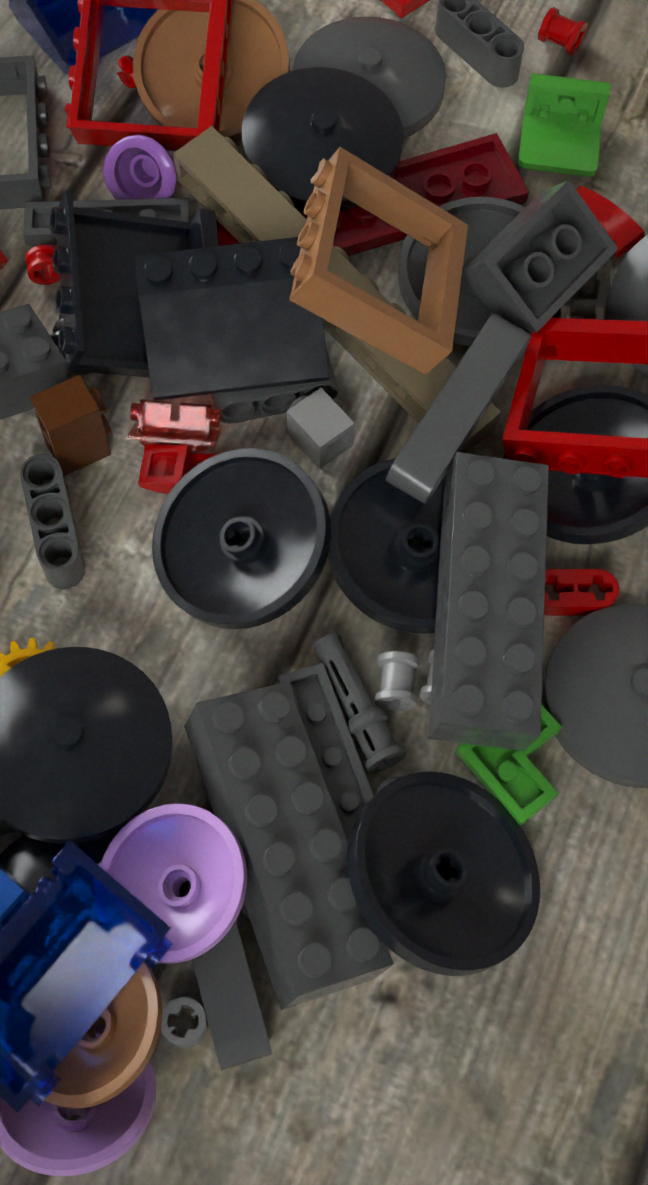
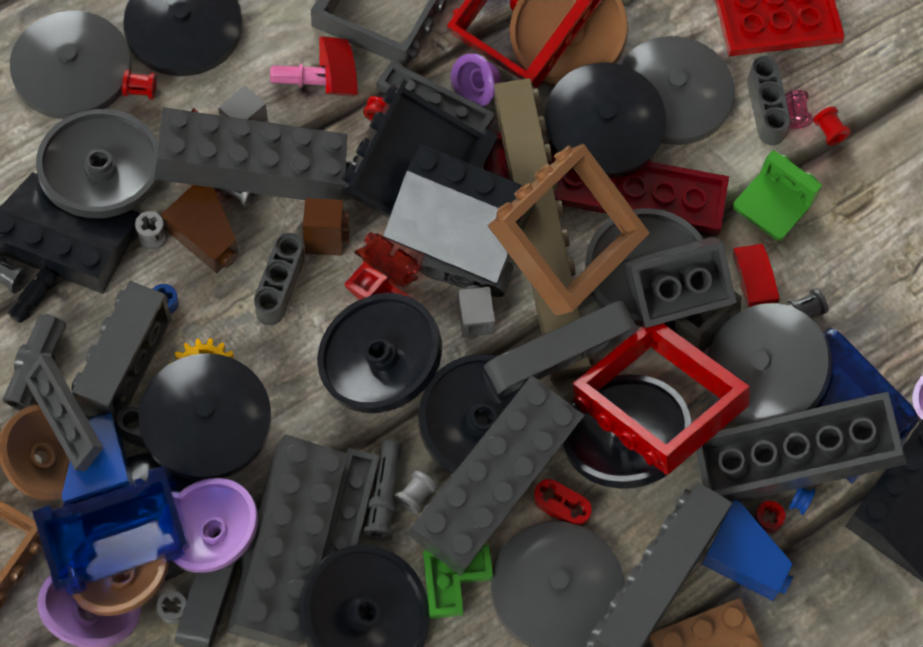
camera: 30 degrees right, 0 degrees up
(529, 34) = (798, 109): none -> clear pink bush

